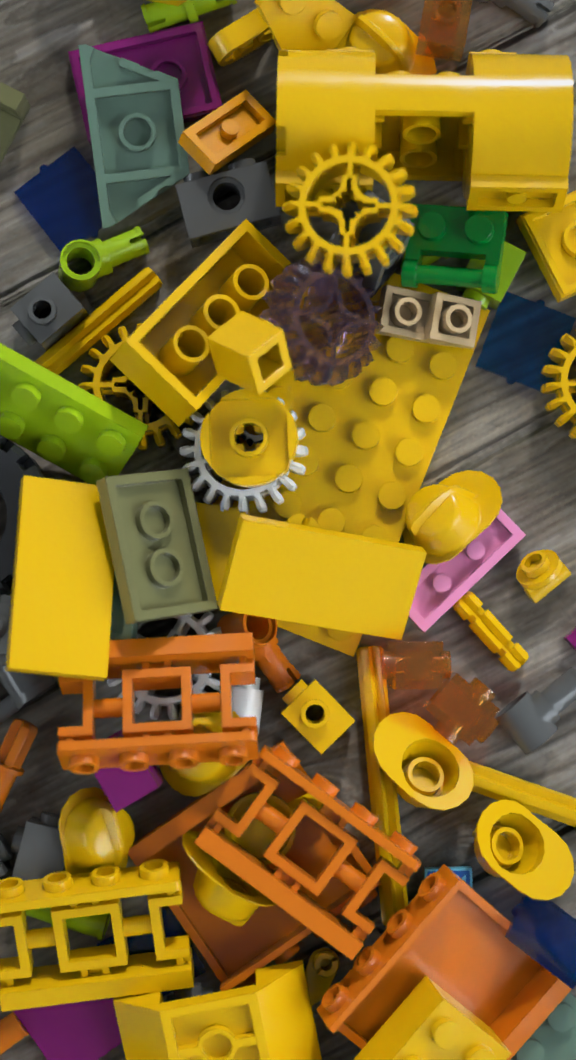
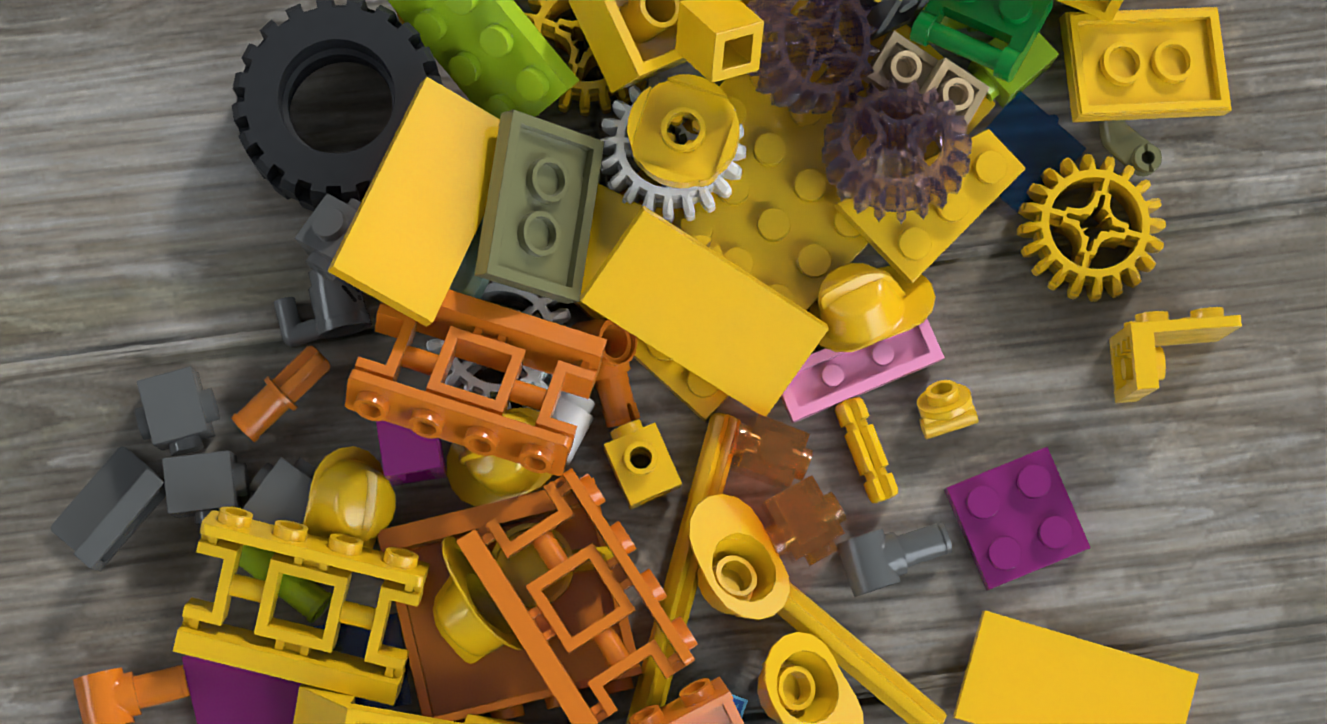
camera: 10 degrees right, 5 degrees down
(439, 353) = (894, 168): none -> gear
(469, 414) = (919, 242): none -> yellow wing

